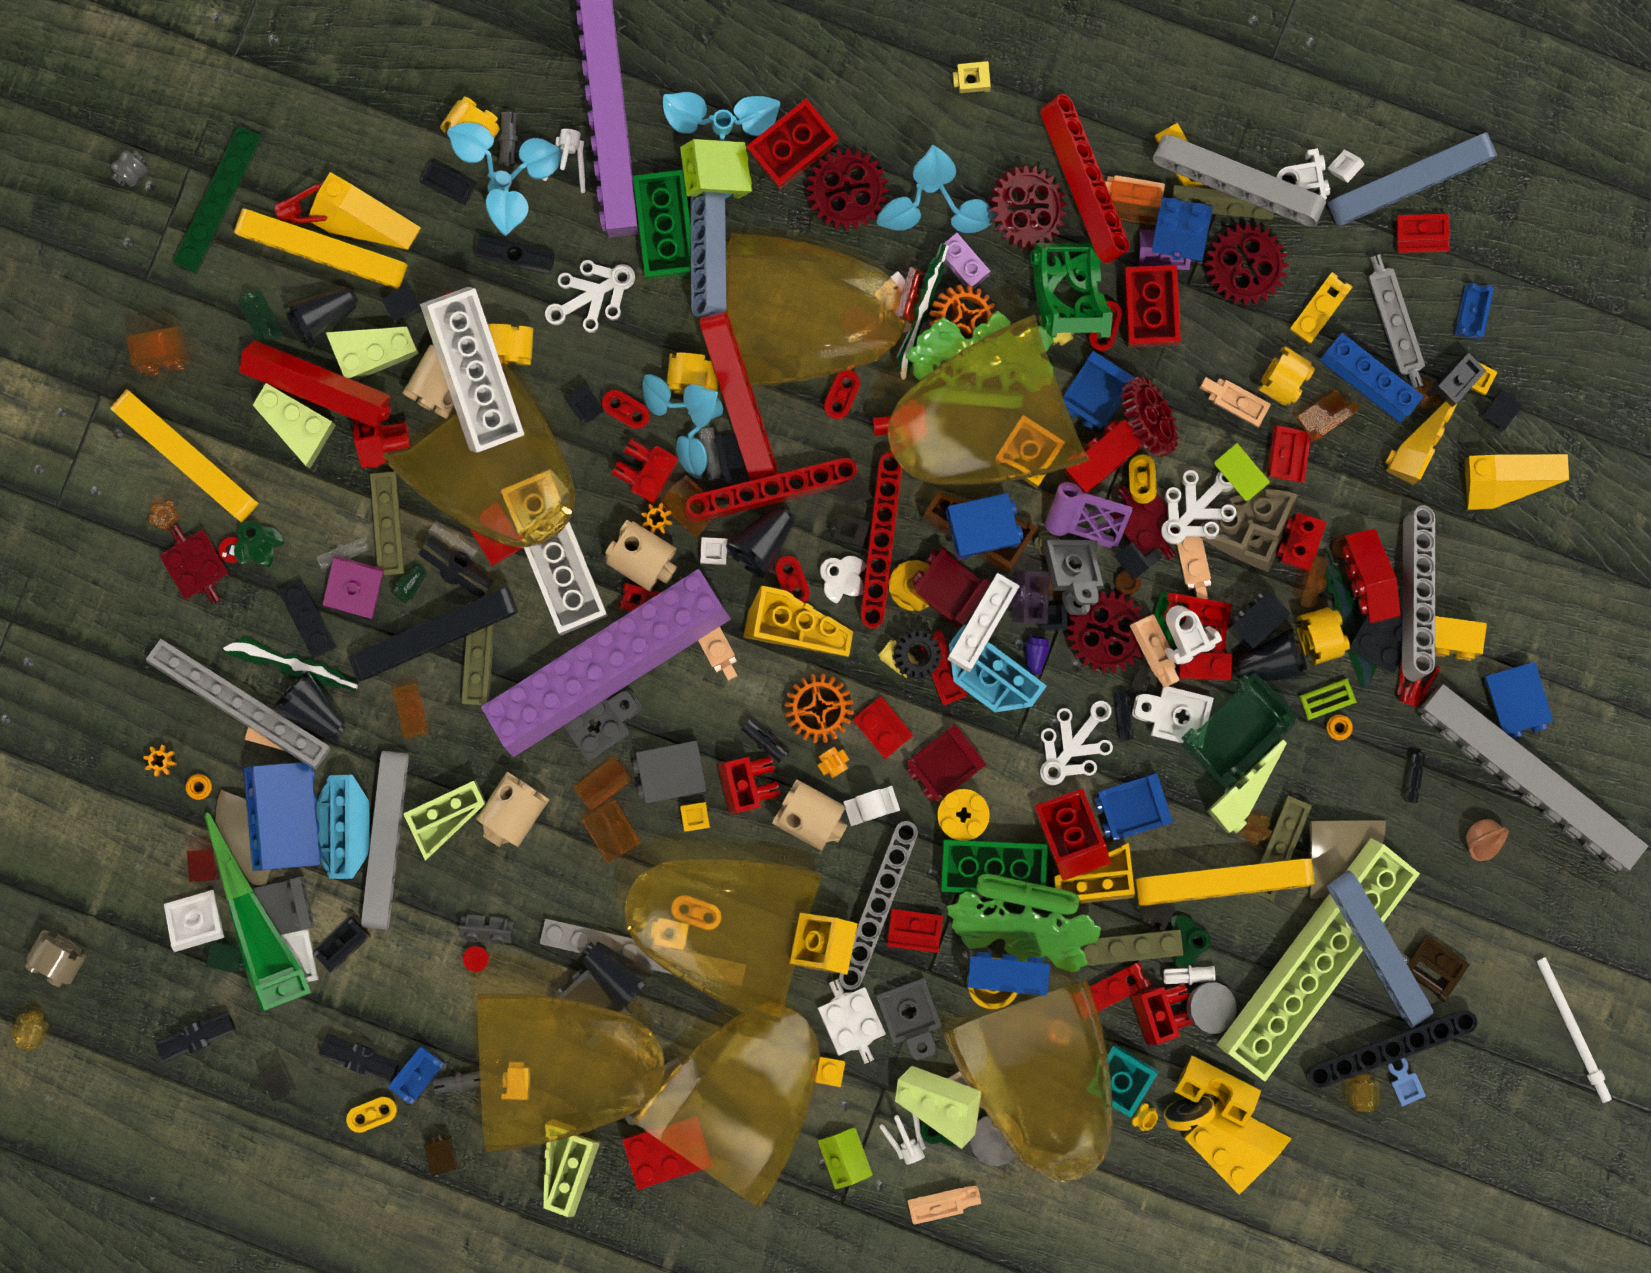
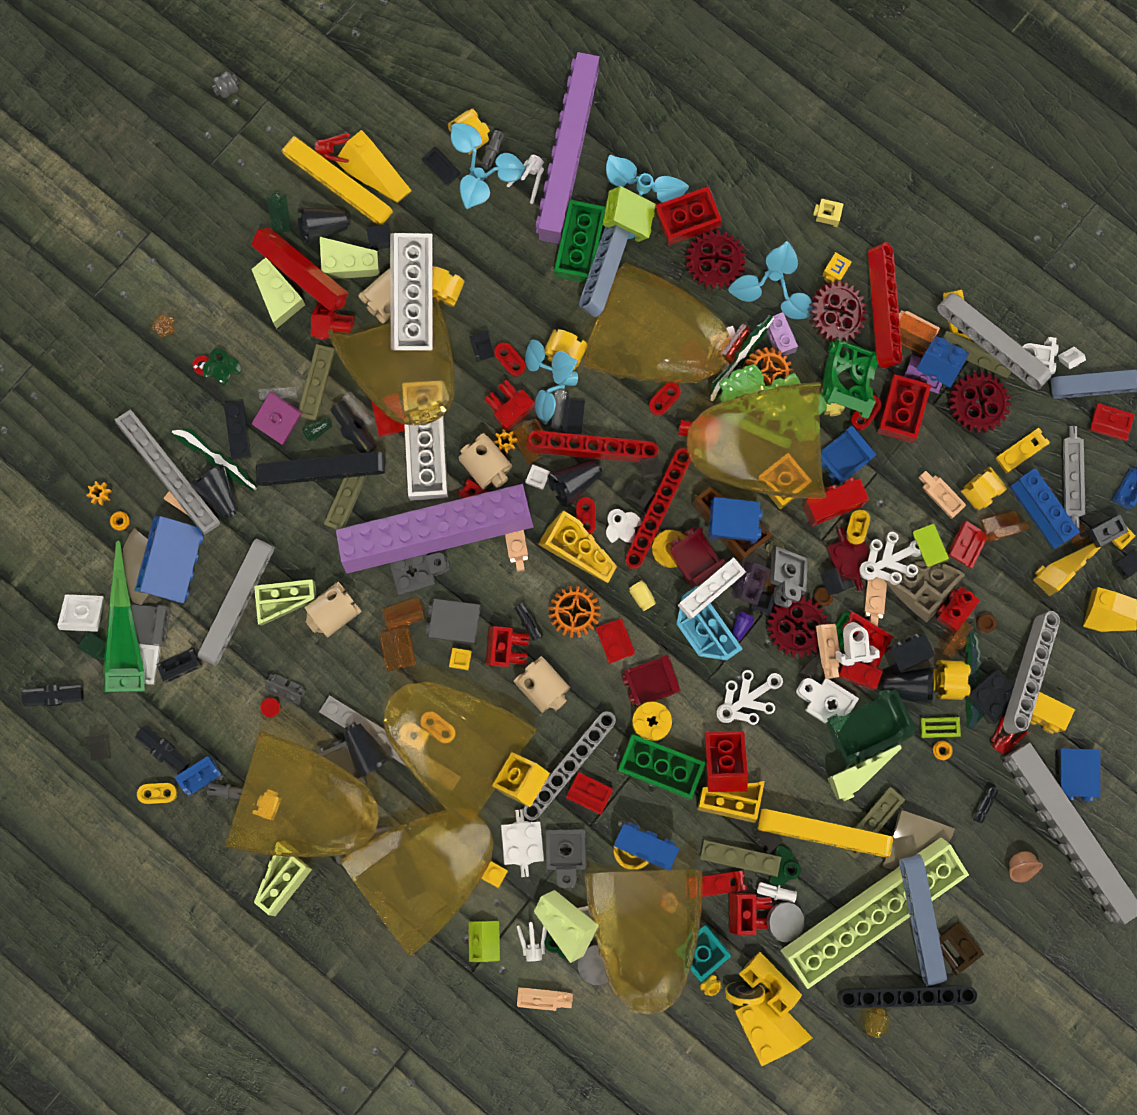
camera: 15 degrees right, 5 degrees down
(158, 350) = (200, 211): clear orange brick -> none
(184, 455) = (192, 290): yellow beam -> none
(194, 564) = (173, 367): dark red plate -> none
(202, 866) = (100, 576): clear red panel -> none
(217, 199) = (278, 126): dark green plate -> none
(343, 826) = (210, 581): medium azure wedge -> none
(411, 711) = (286, 517): clear orange plate -> none
(440, 1155) = (195, 839): dark brown brick -> none
(499, 250) = (460, 223): black piece -> none
(594, 293) = (514, 273): white plant -> none
(654, 1161) = (345, 896): red brick -> none
(738, 396) = (591, 372): red beam -> none
(833, 762) = (571, 653): light orange gear -> none
(871, 805) = (588, 693): white pin -> none
(932, 654) = (667, 591): black tyre -> none
(942, 676) = (670, 613): red plate -> none
(1007, 150) = (836, 268): none -> yellow brick
(1026, 932) = (671, 821): bright green plant -> none
(1067, 511) = (796, 531): medium lavender piece -> none
(1124, 715) = (790, 690): black axle -> none
(1133, 807) = (775, 758): blue panel -> none
(1150, 416) = (878, 483): dark red gear -> none
(1257, 828) = (859, 803): clear orange plant -> none
(1371, 576) = (1002, 648): red brick -> none
(1407, 1085) = (909, 1028): medium blue plate -> none
(1595, 1076) = (1050, 1067): white bar -> none

